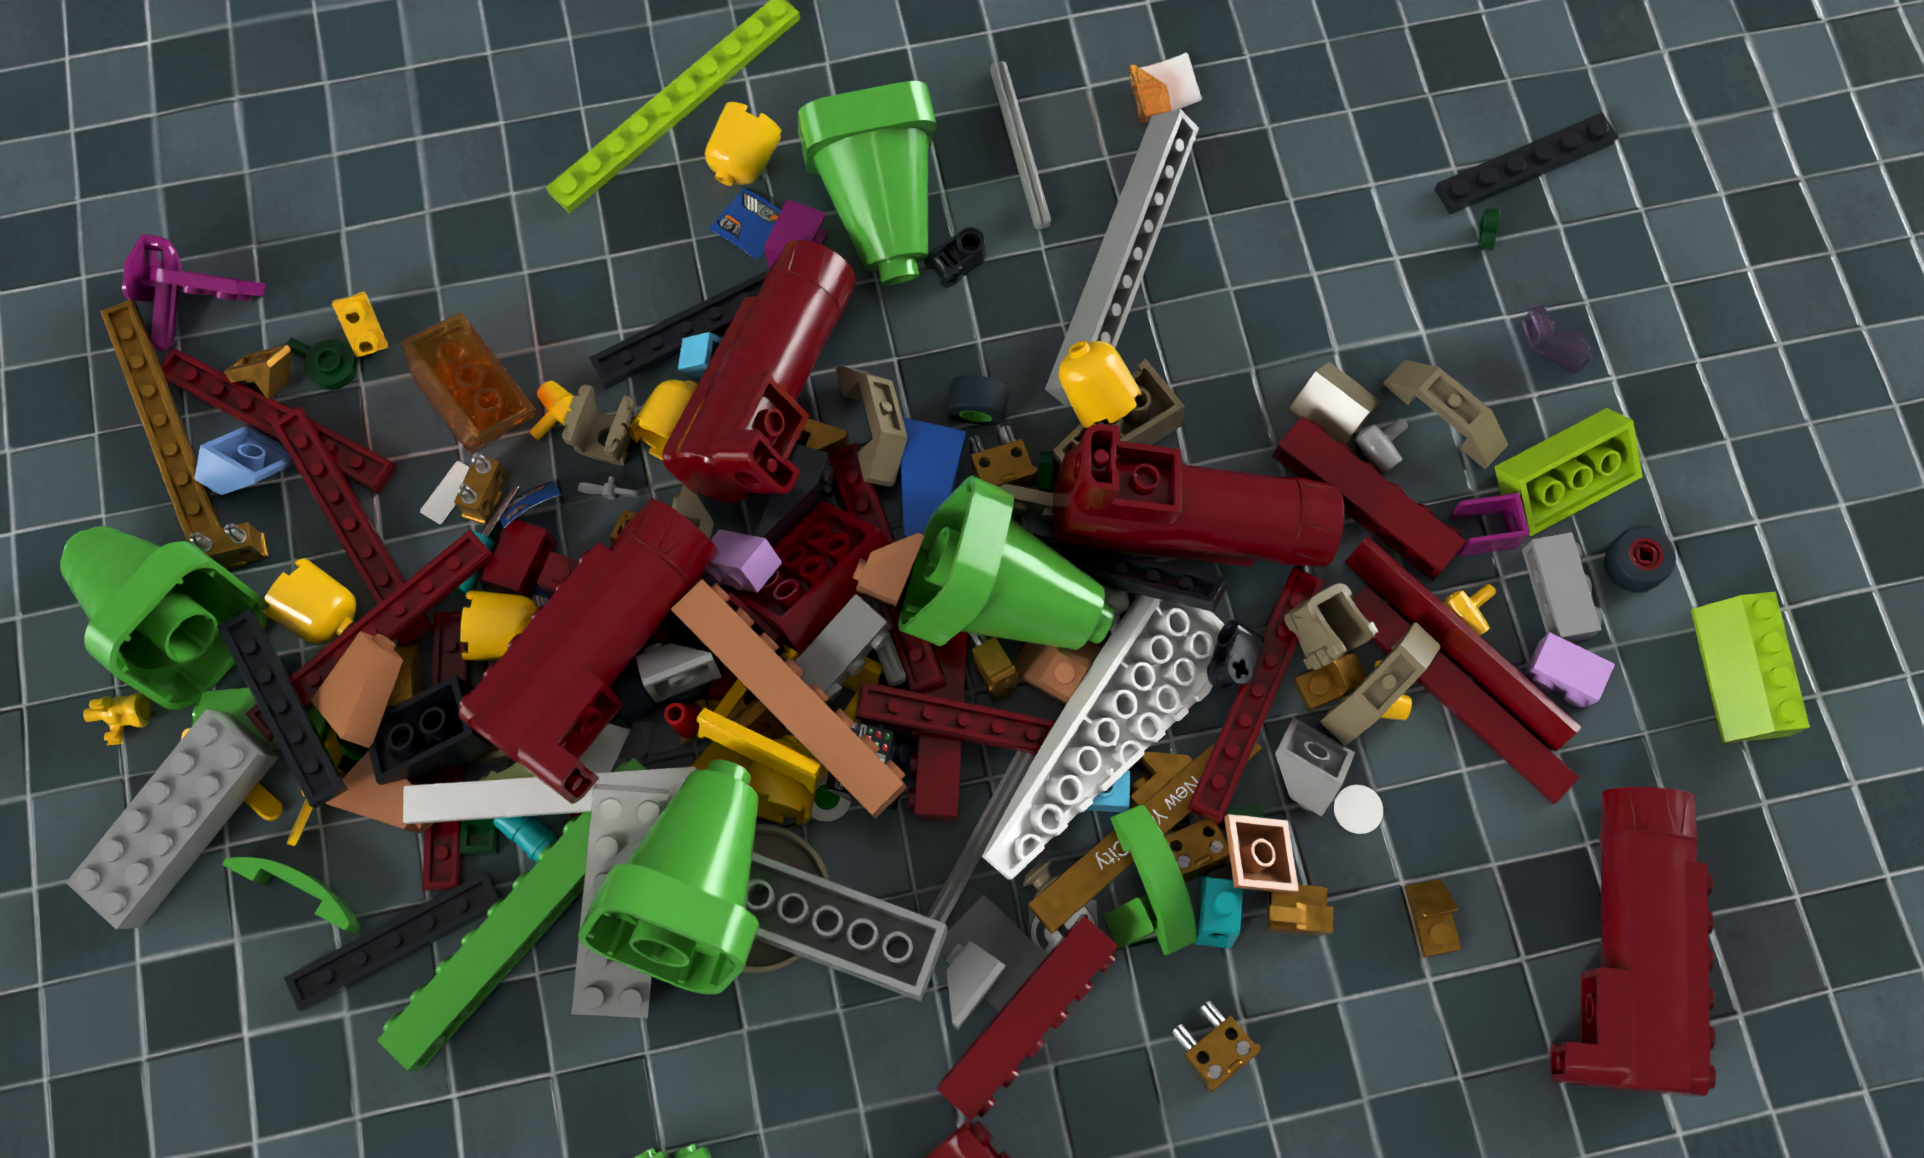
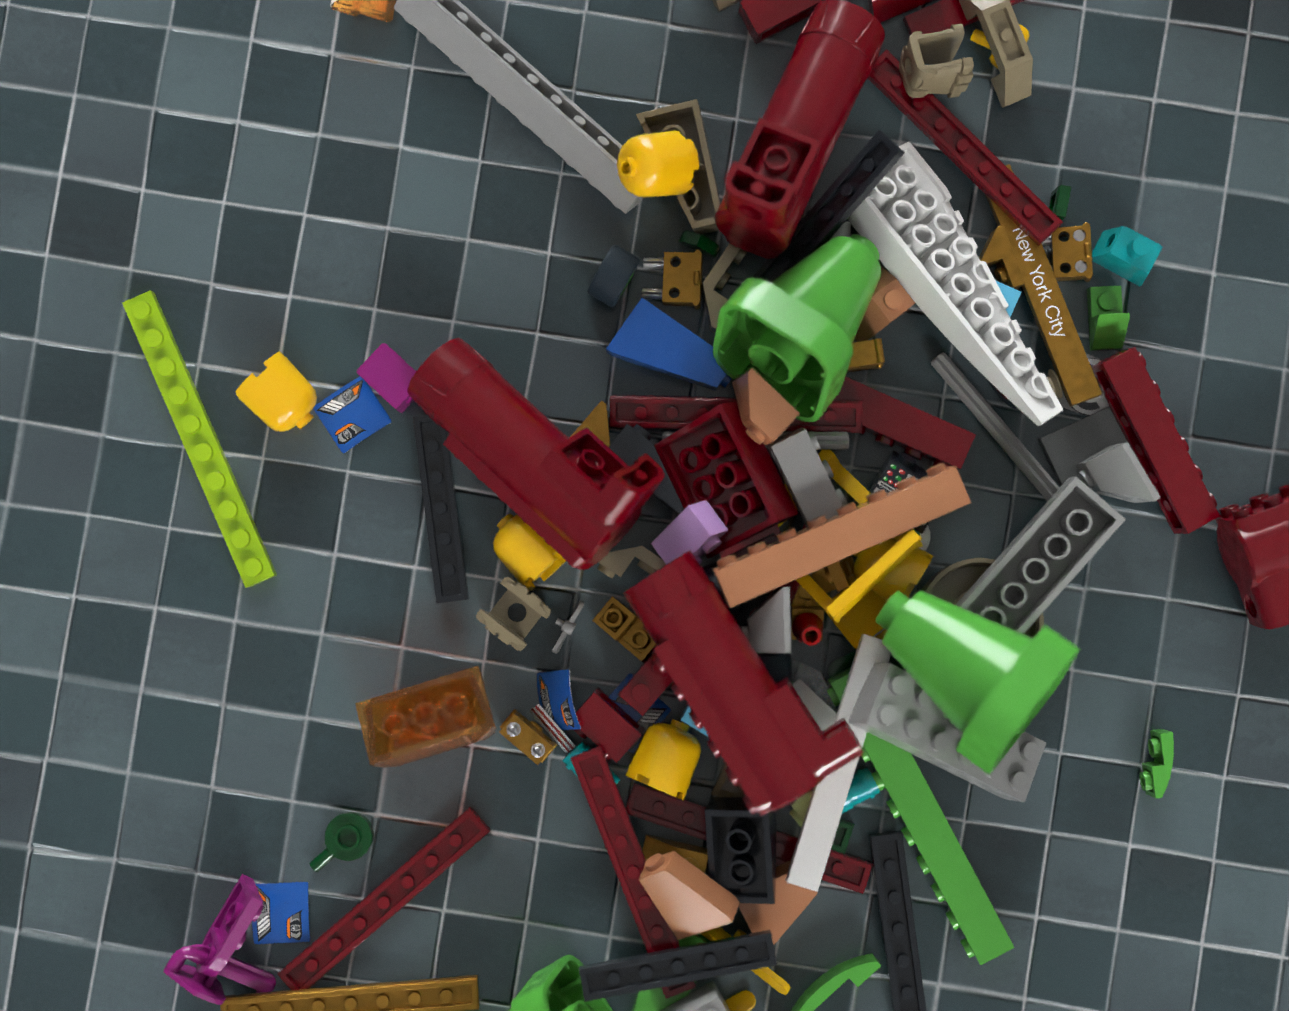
camera: 70 degrees left, 15 degrees up
(232, 545) = (497, 972): pearl gold piece -> none
(236, 331) = (283, 914): none -> blue sticker
(239, 460) = (419, 938): medium blue slope -> none
(266, 367) = (332, 899): pearl gold slope -> none
(311, 604) = (584, 914): yellow cylinder -> none
(344, 512) = (499, 865): dark red tile -> none
(360, 324) = (327, 798): yellow hips -> none
(442, 499) = (513, 767): white sticker -> none
(557, 402) = (473, 643): yellow piece -> none
(697, 353) = (476, 502): medium azure brick -> none
(875, 168) = (370, 280): bright green cone -> none
(883, 454) = (612, 363): dark tan slope -> none
(952, 718) = (897, 405): dark red tile -> none
(953, 261) = (465, 245): black piece -> none
(1020, 145) = (370, 139): light grey axle -> none
(1160, 877) = (1086, 289): bright green slope -> none
(1223, 1055) = (1239, 299): pearl gold piece -> none
(1234, 655) = (925, 150): black piece -> none
(1261, 854) = (1106, 201): nougat slope -> none
(1300, 912) = (1149, 191): pearl gold piece -> none
(1312, 766) = (1041, 127): light grey slope -> none
(1330, 681) = (977, 95): pearl gold slope -> none
(1358, 809) = (1083, 108): white sticker -> none
(1432, 917) = (1192, 87): pearl gold slope -> none

